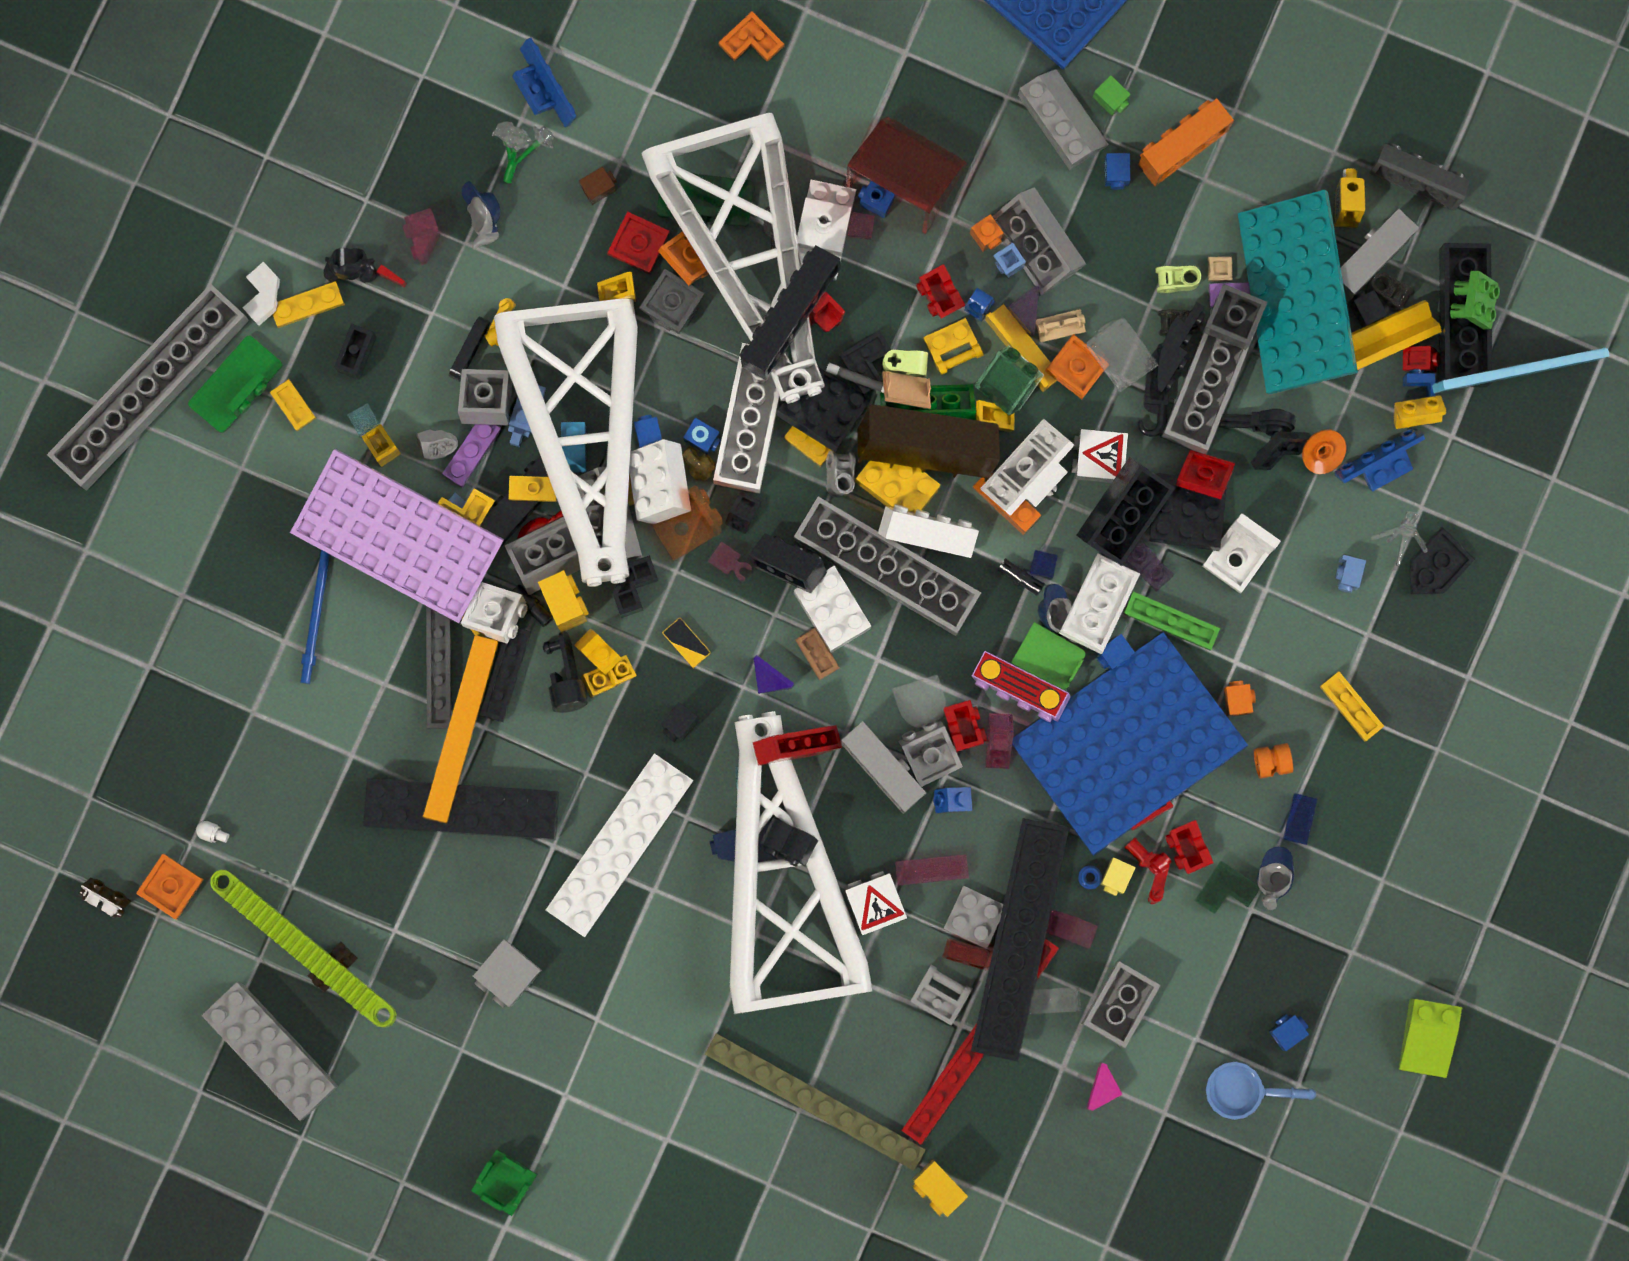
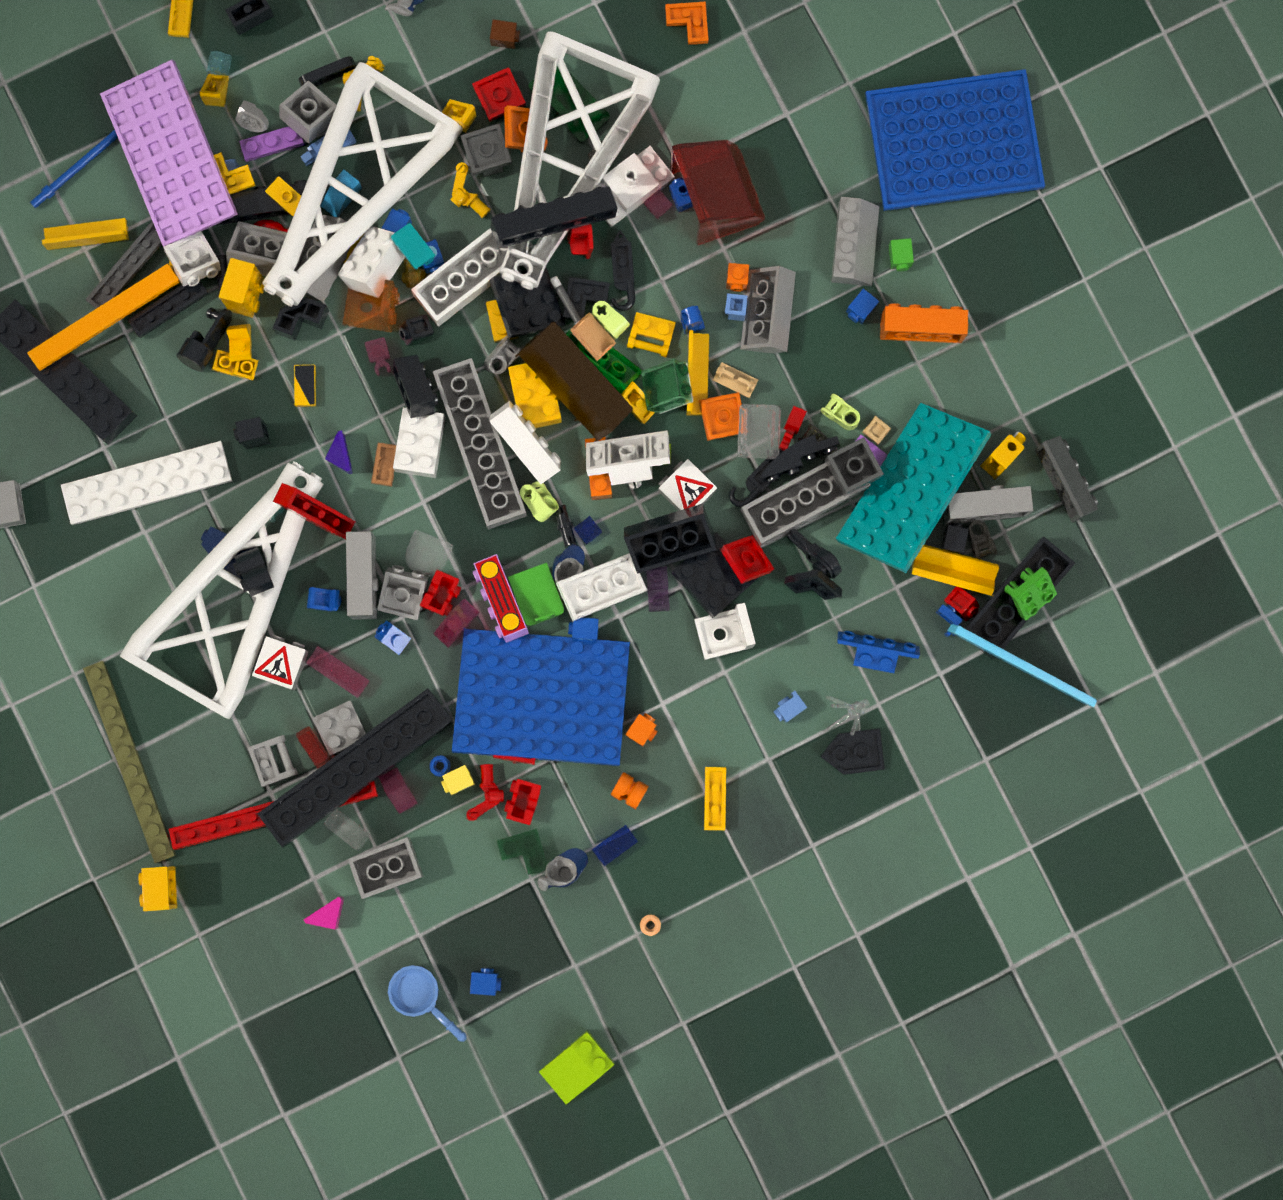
camera: 40 degrees right, 0 degrees up
(375, 669) = (85, 234): none -> yellow panel
(681, 360) = (462, 196): none -> yellow pin
(685, 440) = (413, 246): none -> teal panel
(865, 816) = (323, 599): none -> blue bracket
(881, 309) = (623, 270): none -> black plate
(940, 292) = (673, 290): red cylinder -> none
(981, 573) = (540, 502): none -> yellowish green piece
(1026, 310) = (720, 349): clear purple slope -> none
(1145, 325) = (792, 426): none -> red piece
(1171, 621) = (641, 639): bright green plate -> none
(1329, 457) = (842, 618): orange dish -> none
(1395, 862) = (650, 932): none -> light nougat plate
(1419, 412) = (930, 637): yellow bracket -> none

